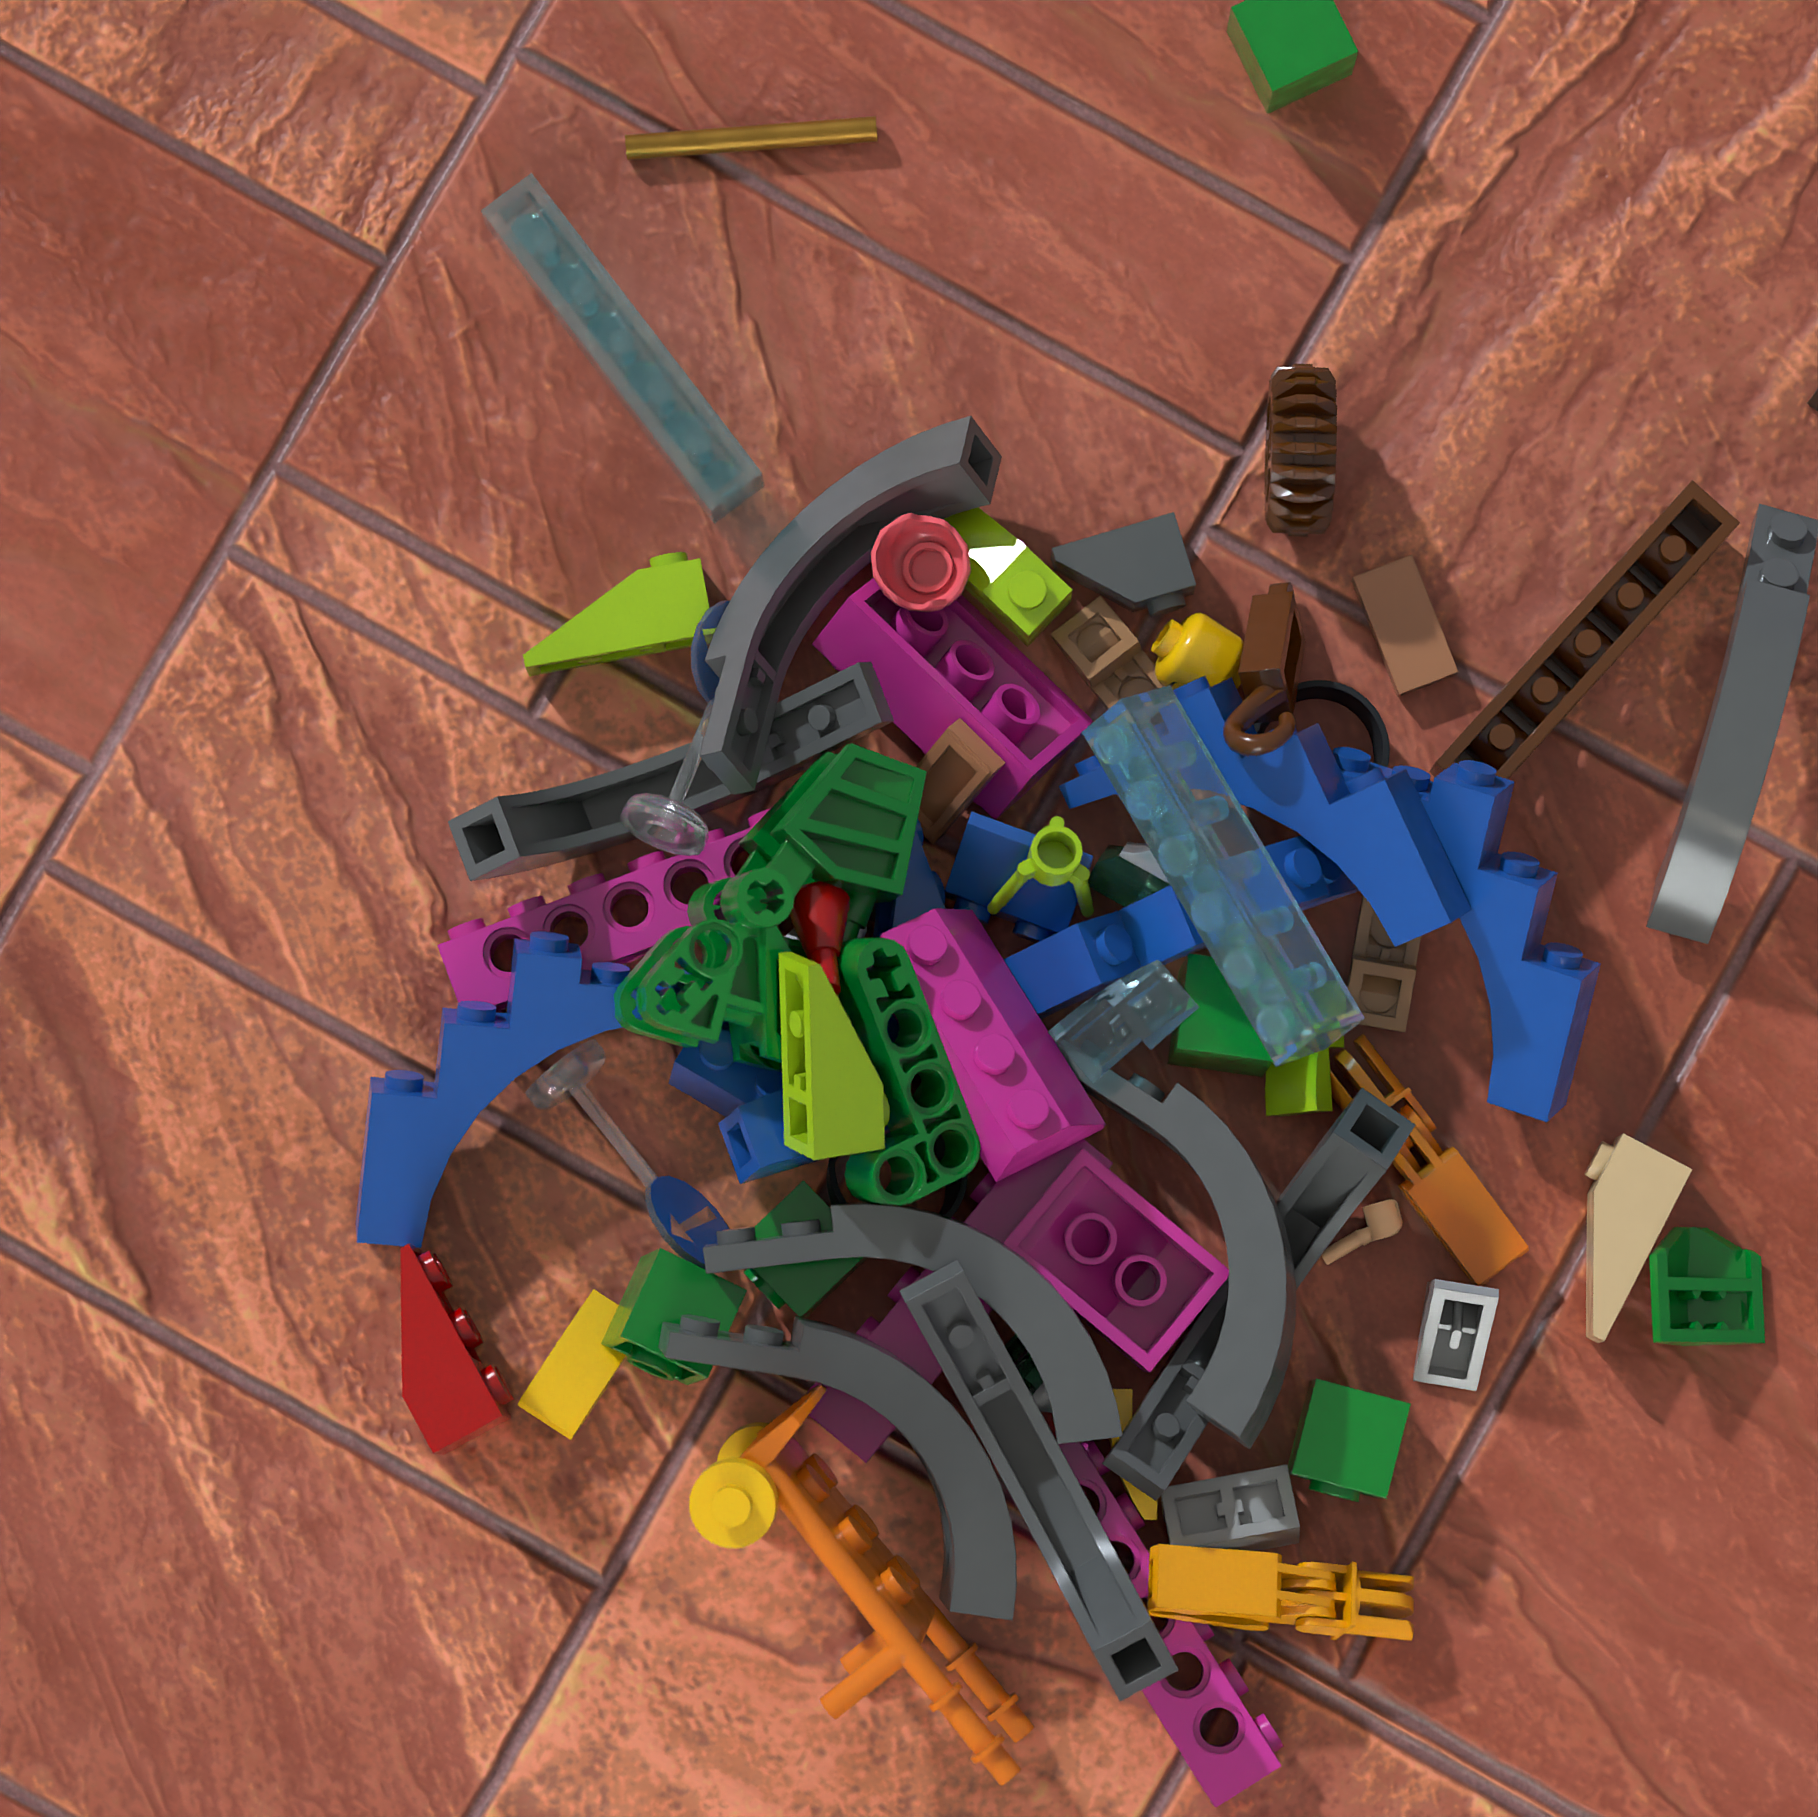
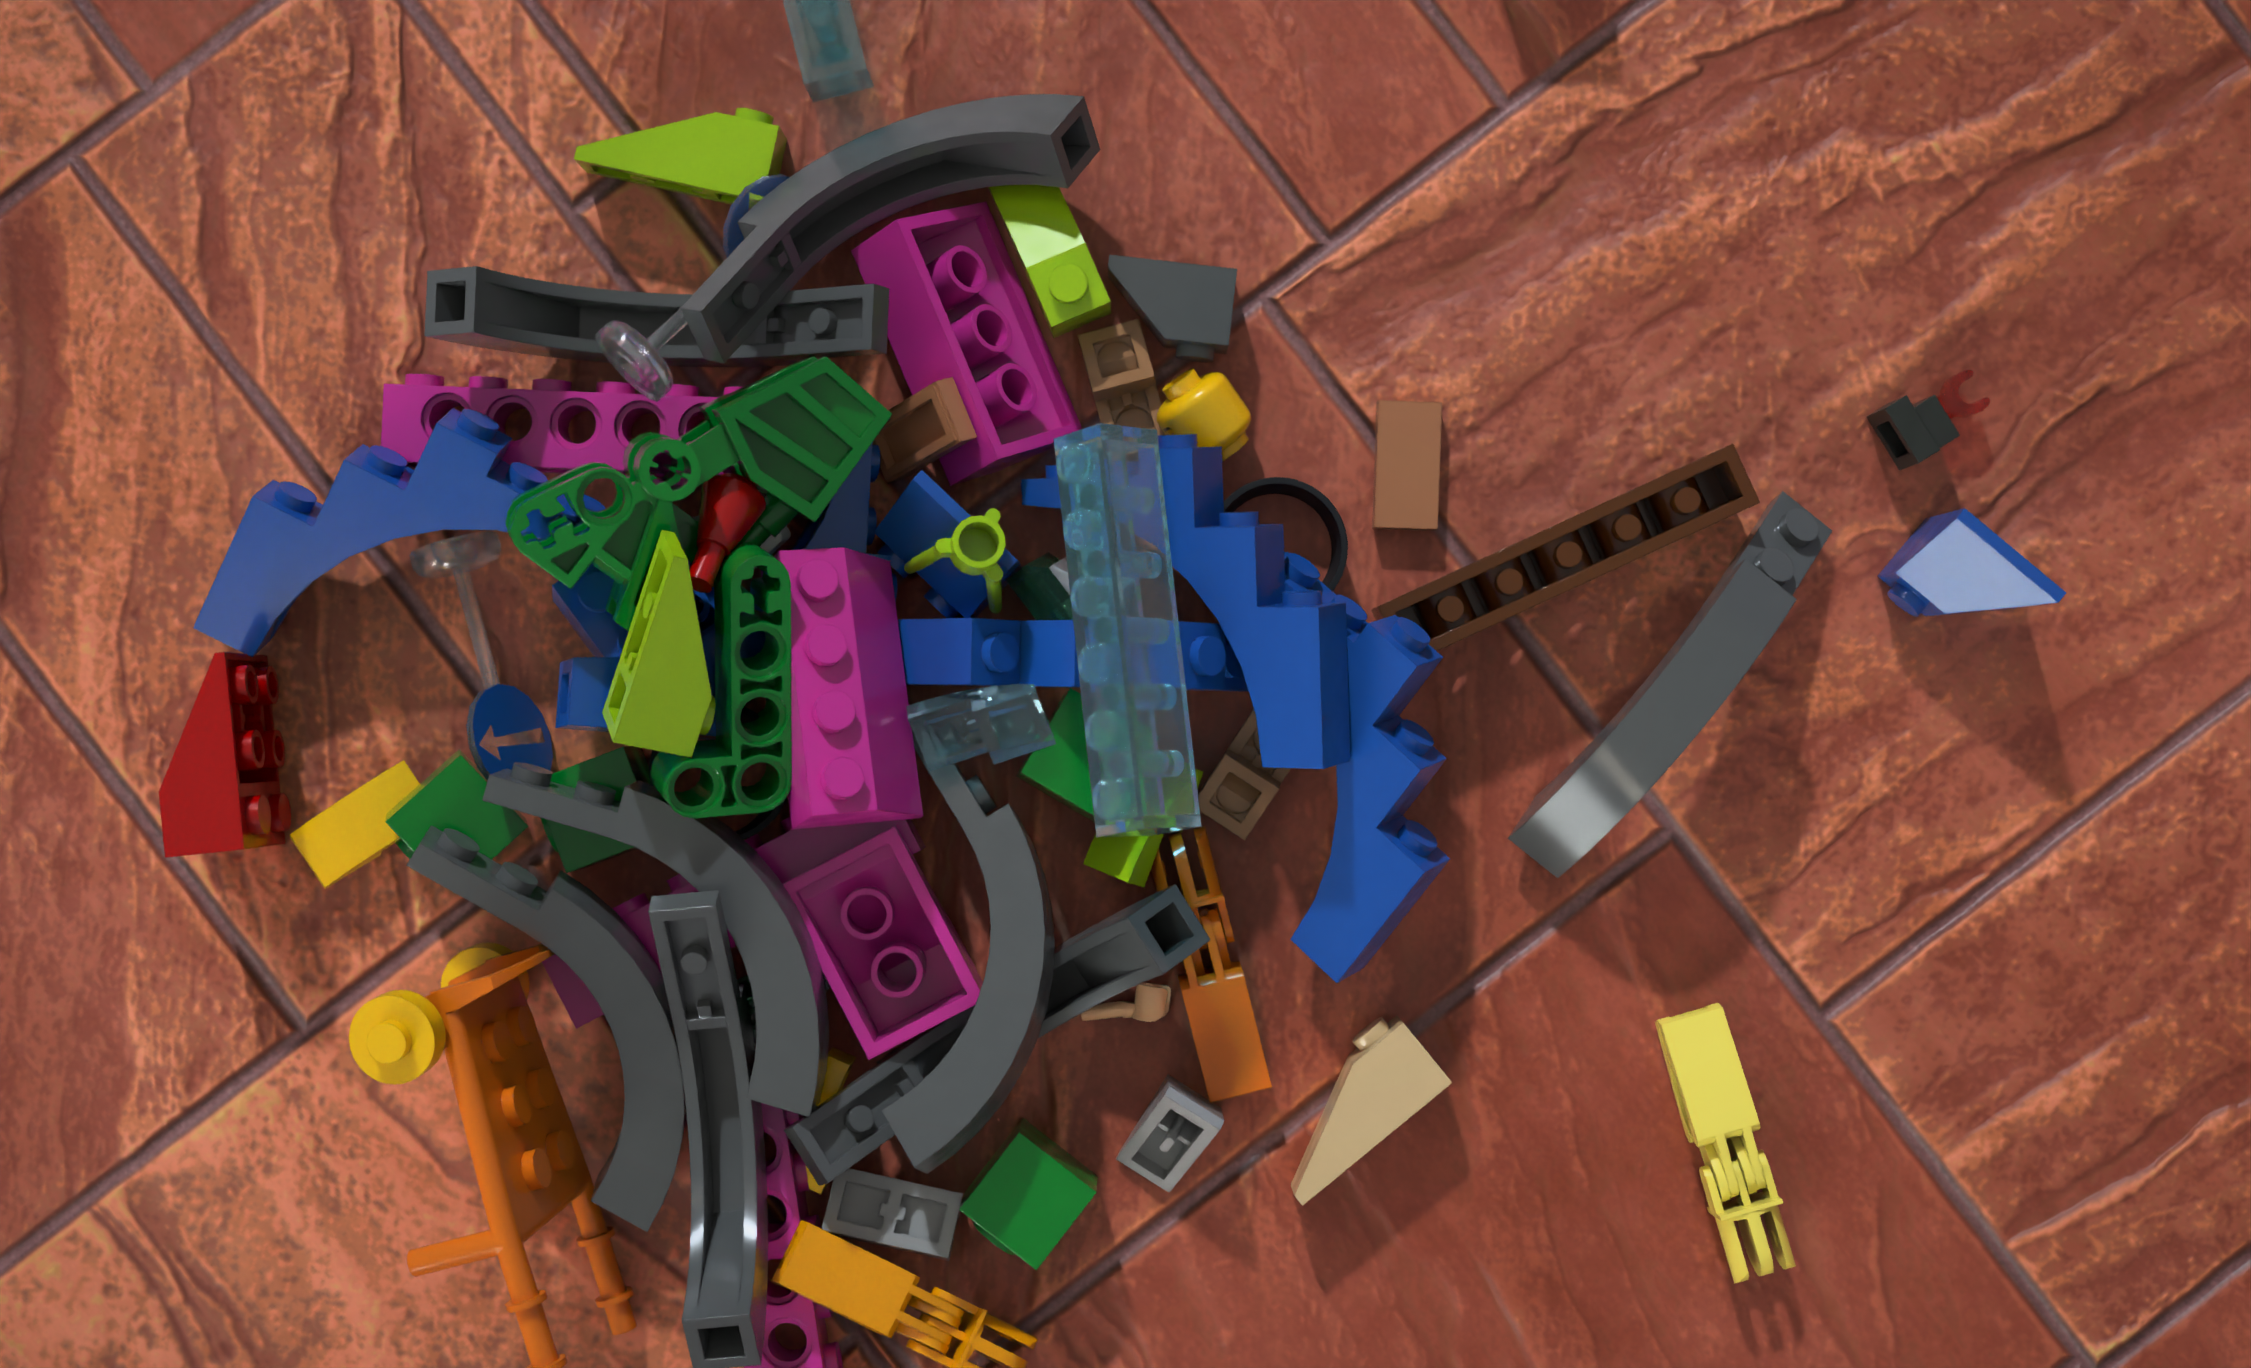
camera: 20 degrees right, 5 degrees up
(920, 562) = (977, 215): coral hair -> none
(1268, 672) = (1257, 457): reddish brown piece -> none
(1300, 450) = (1380, 260): reddish brown gear -> none
(1705, 1290) = (1416, 1193): green slope -> none

